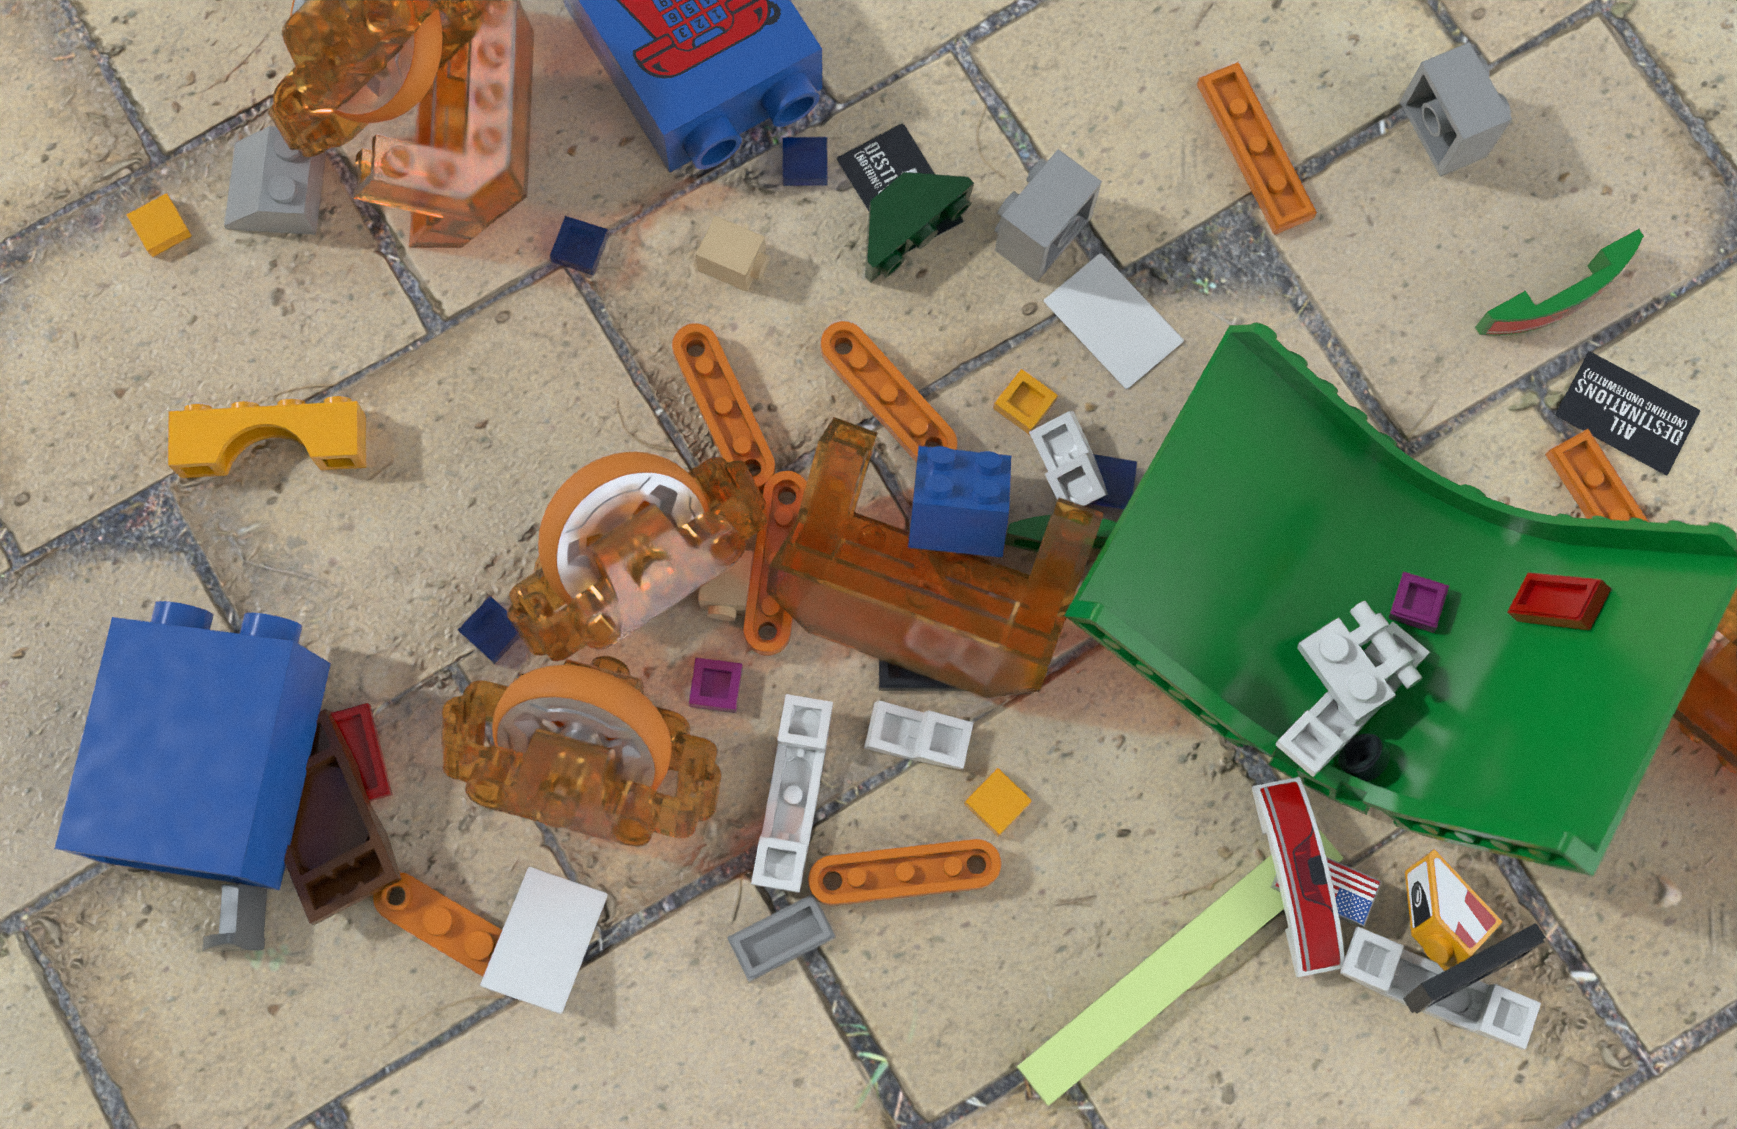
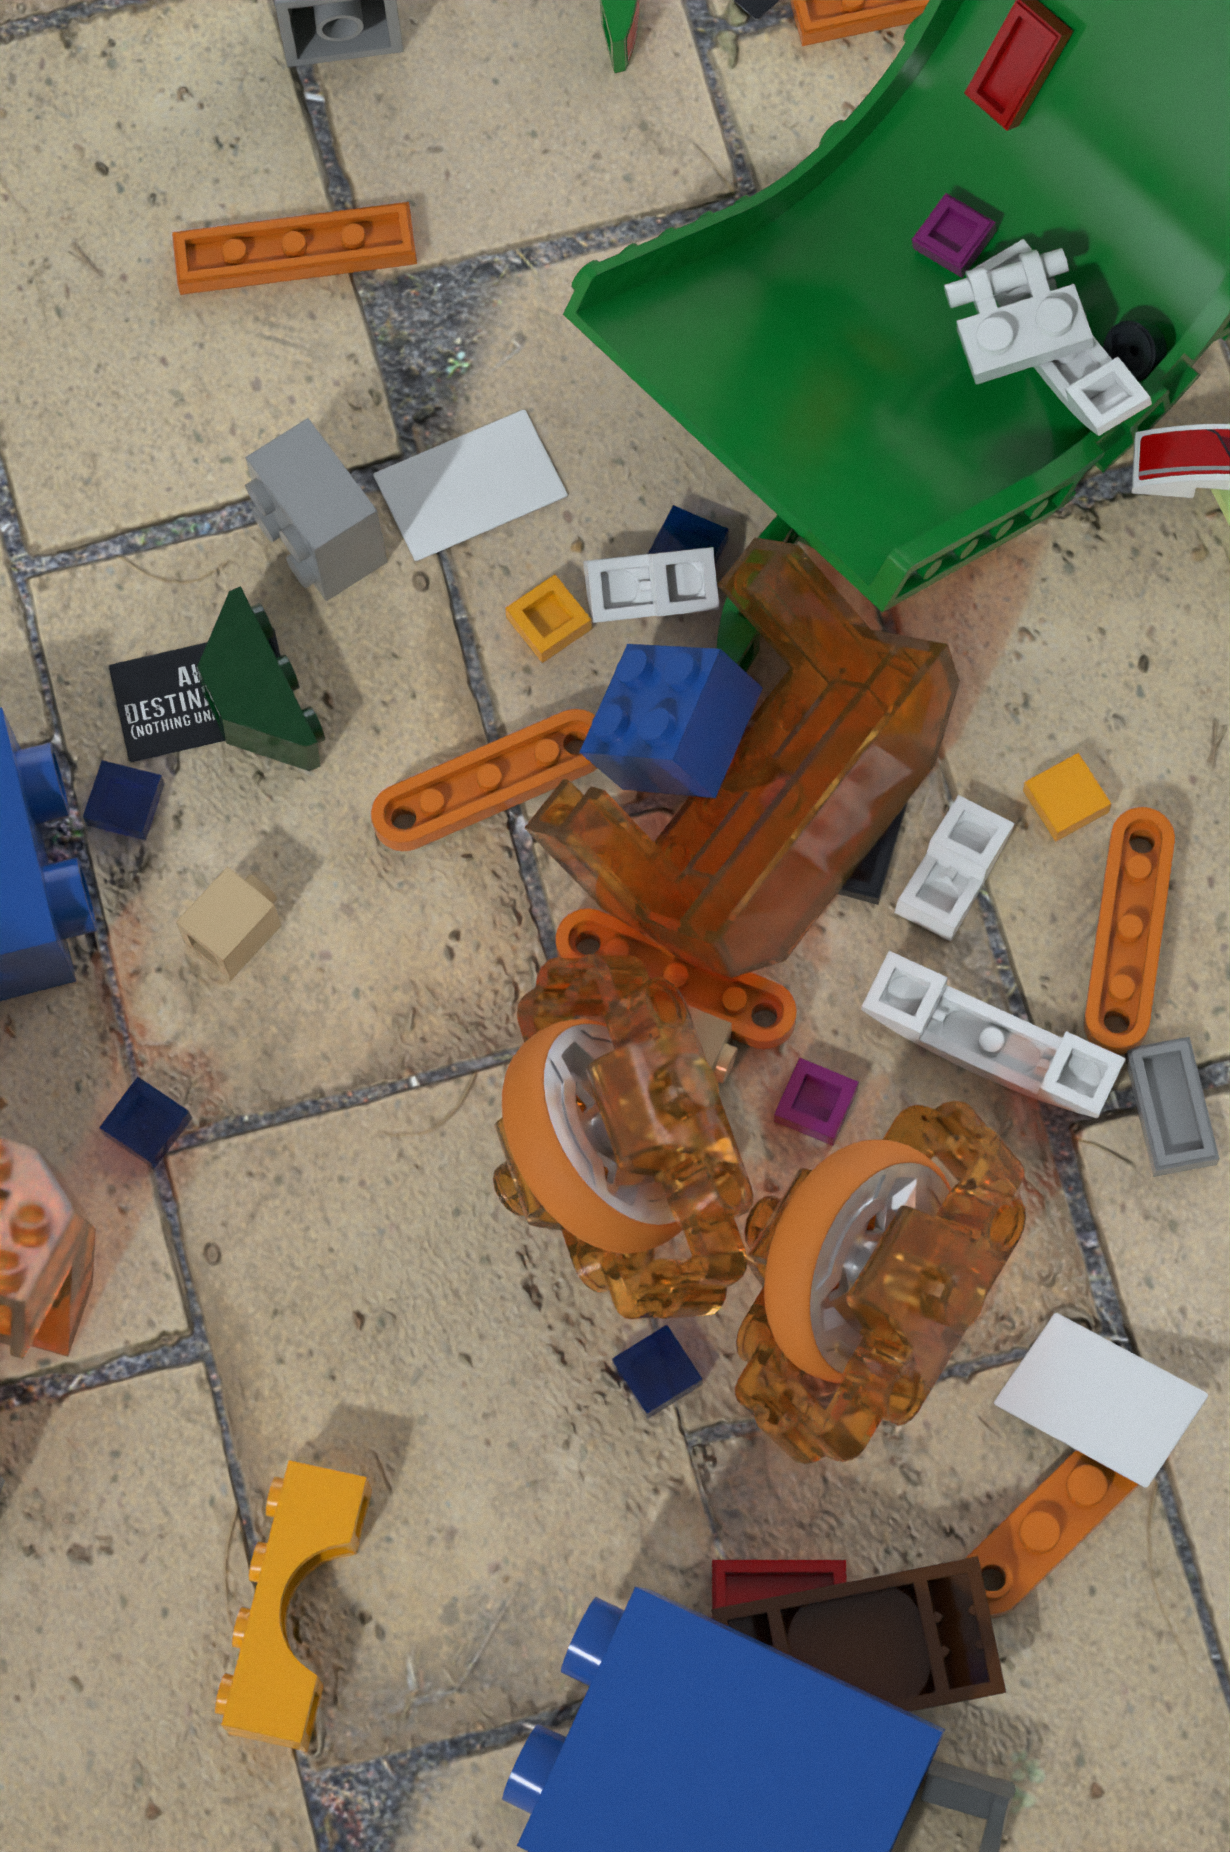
camera: 65 degrees left, 5 degrees down
(721, 400) = (429, 990): orange plate -> none

